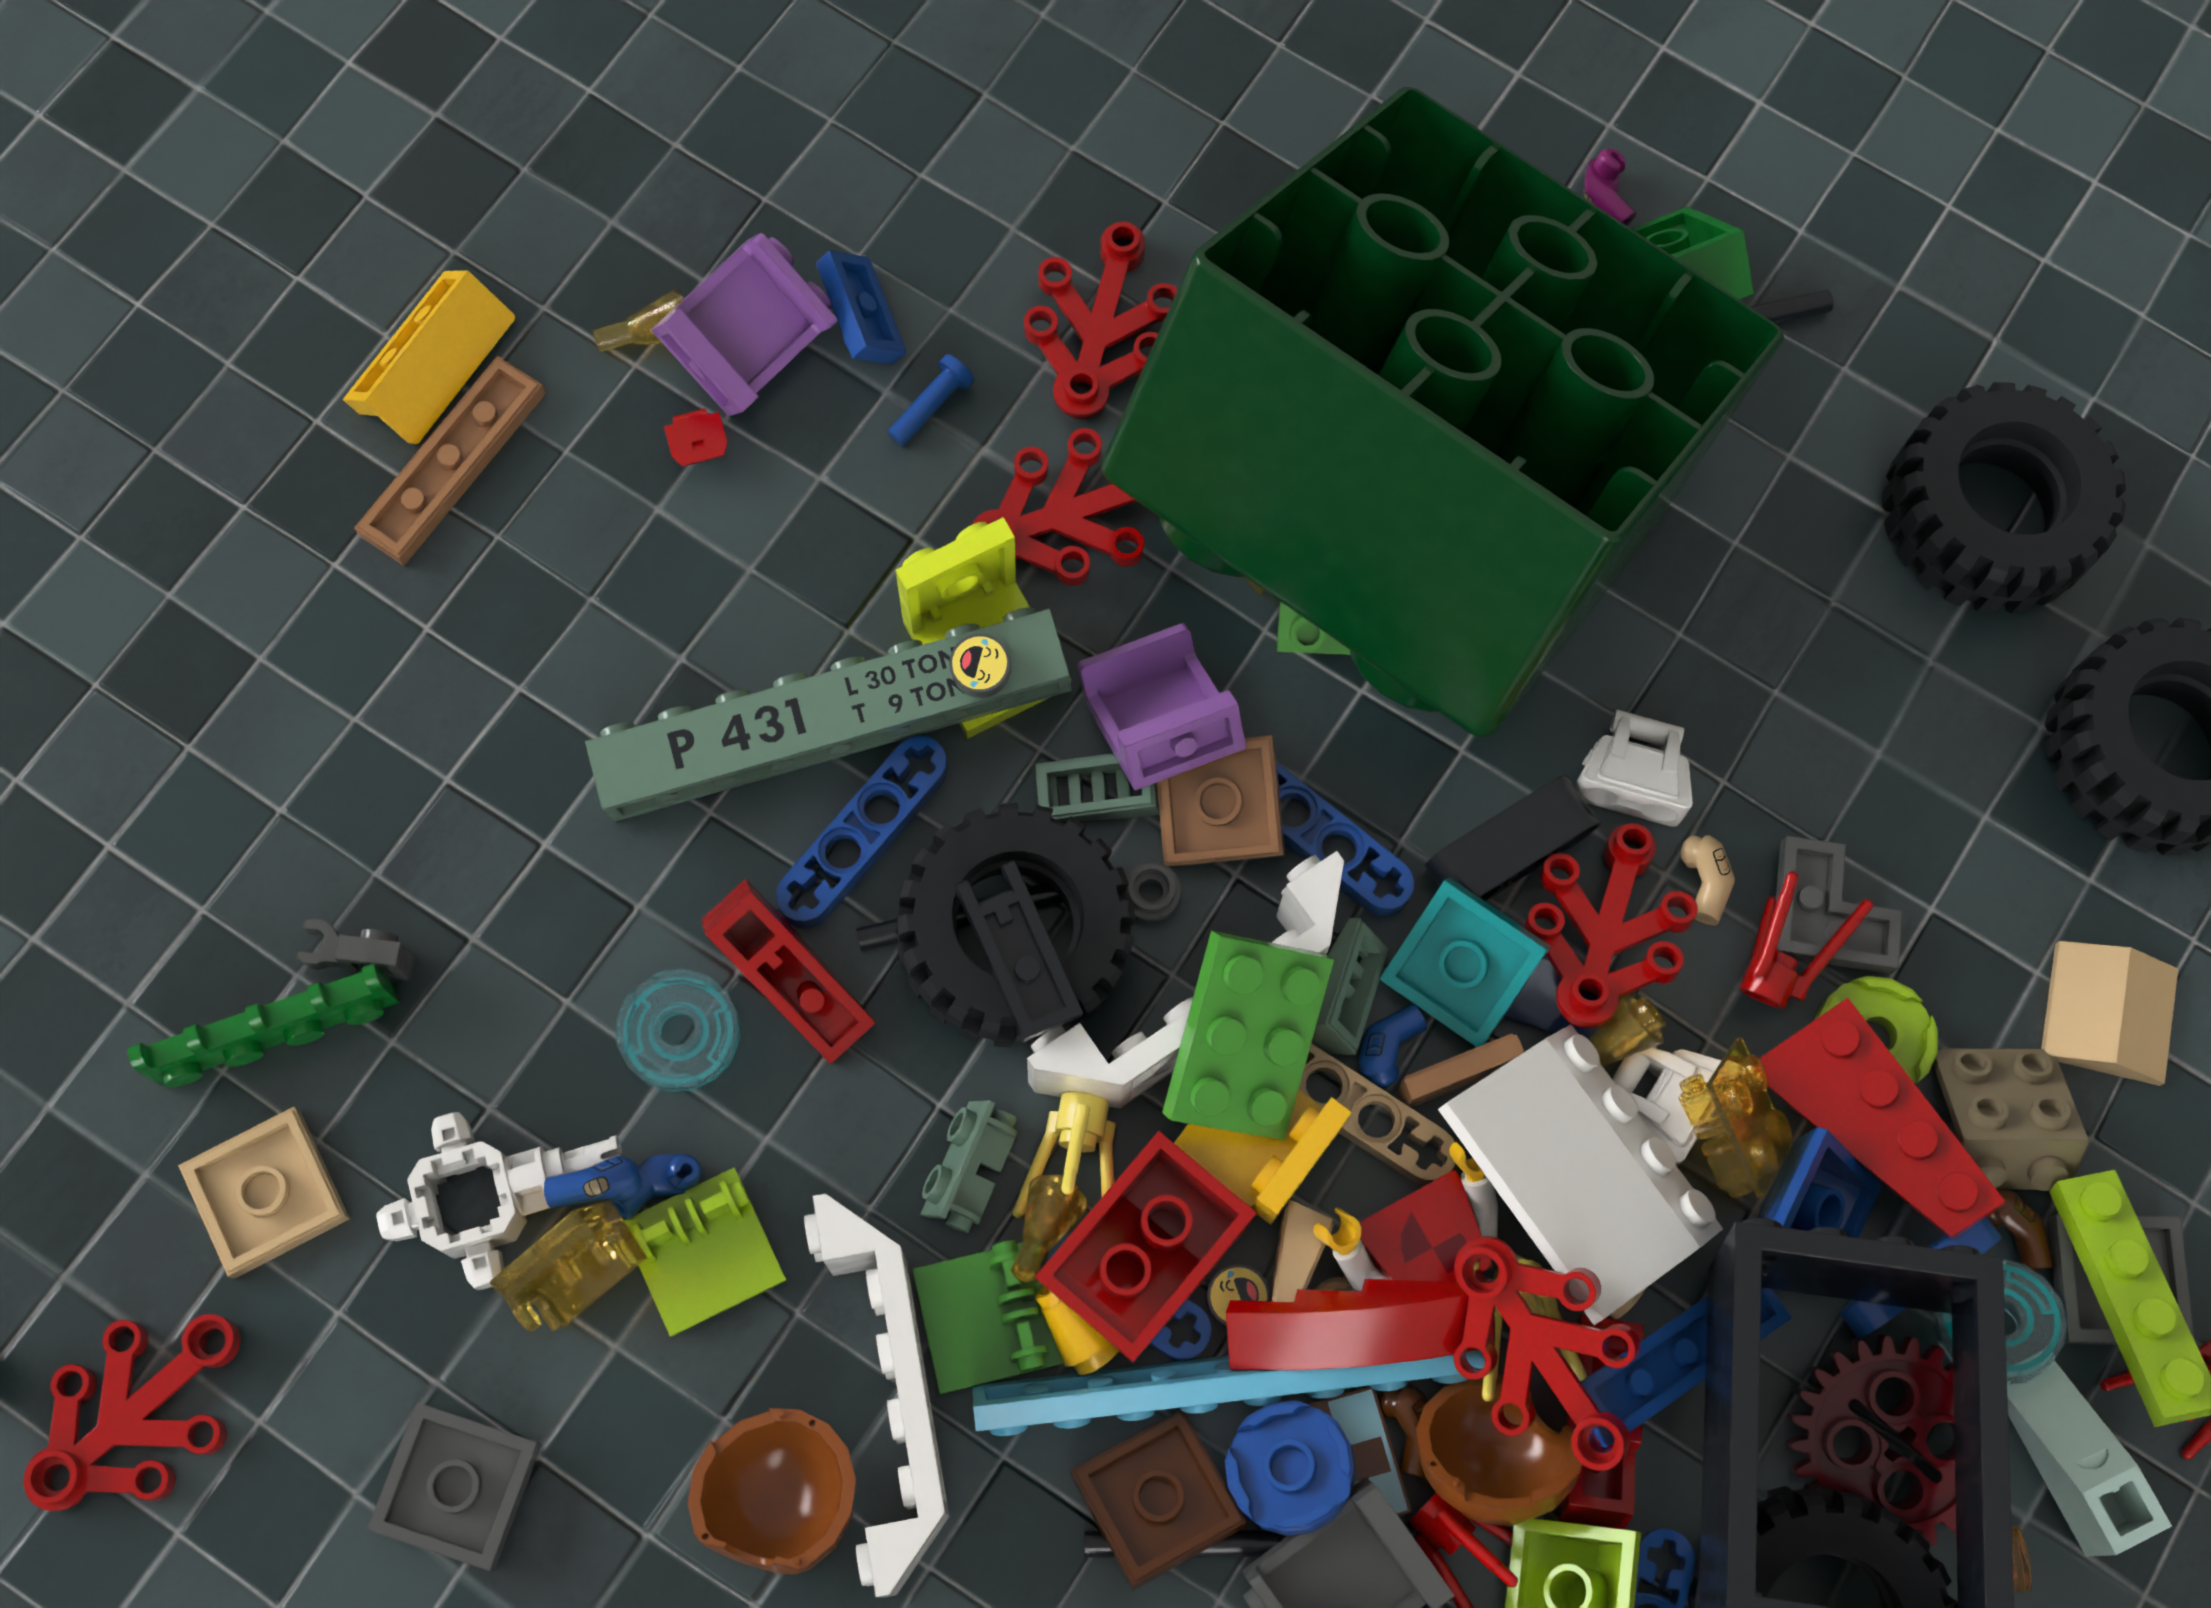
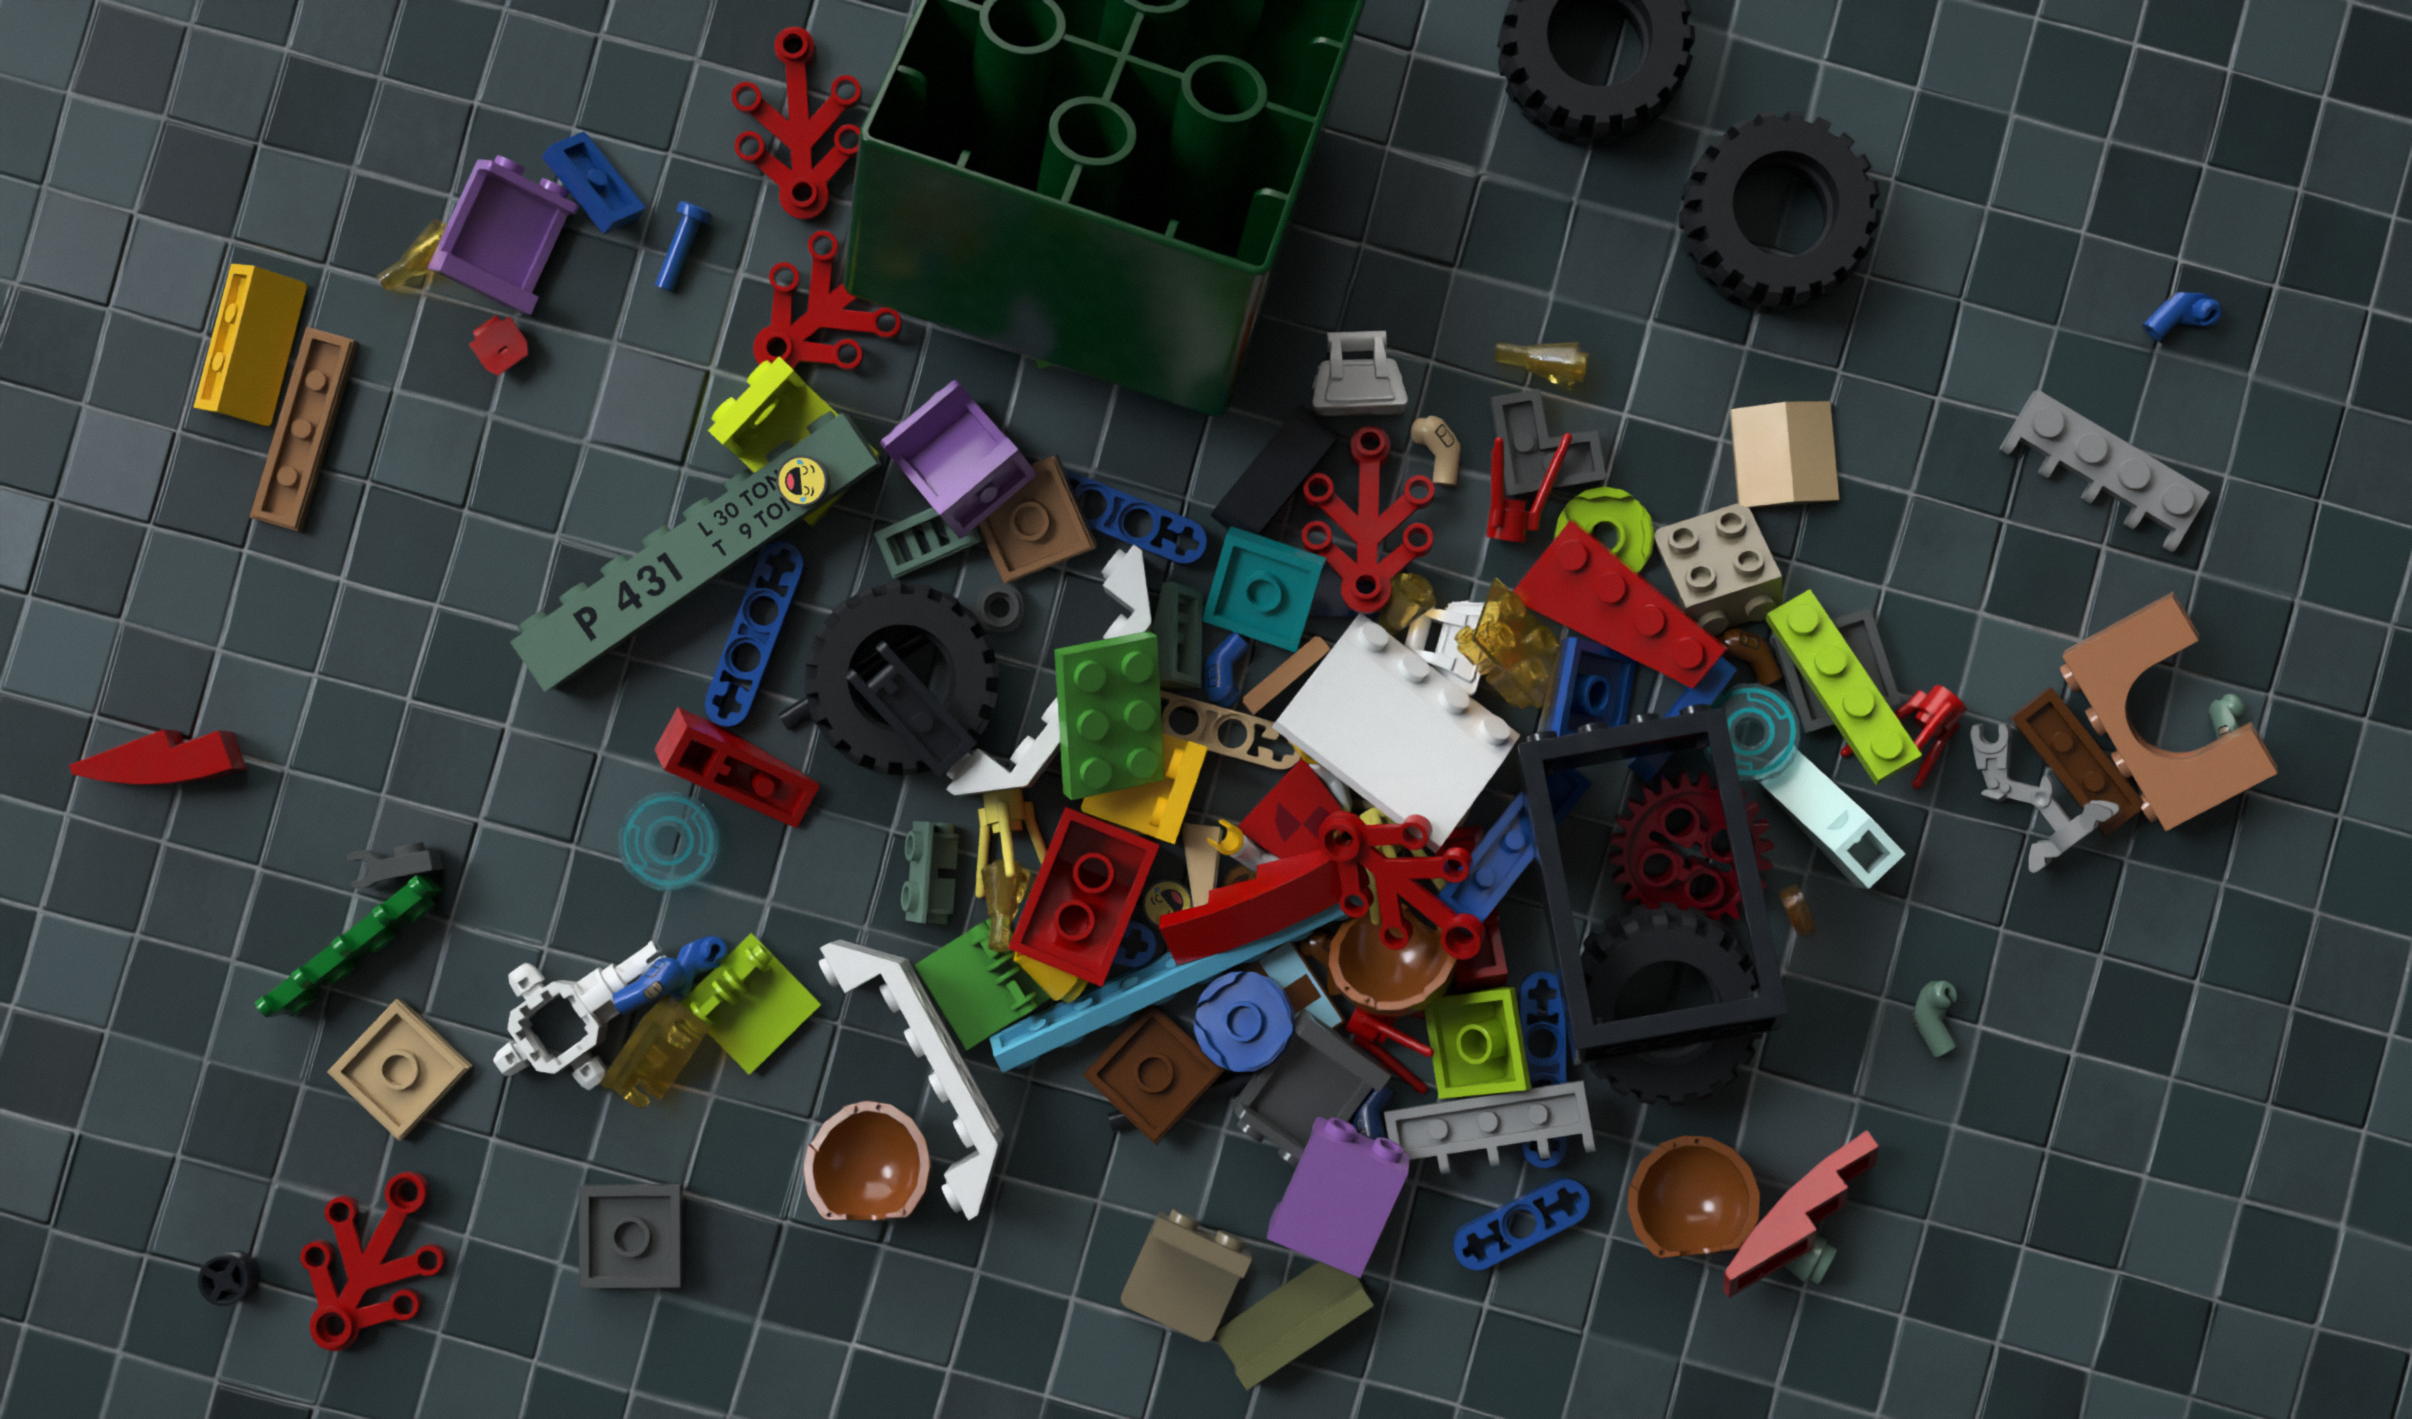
camera: 15 degrees left, 15 degrees up
(149, 751) = (165, 759): none -> red slope
(1868, 822) = (1554, 361): none -> clear yellow cone

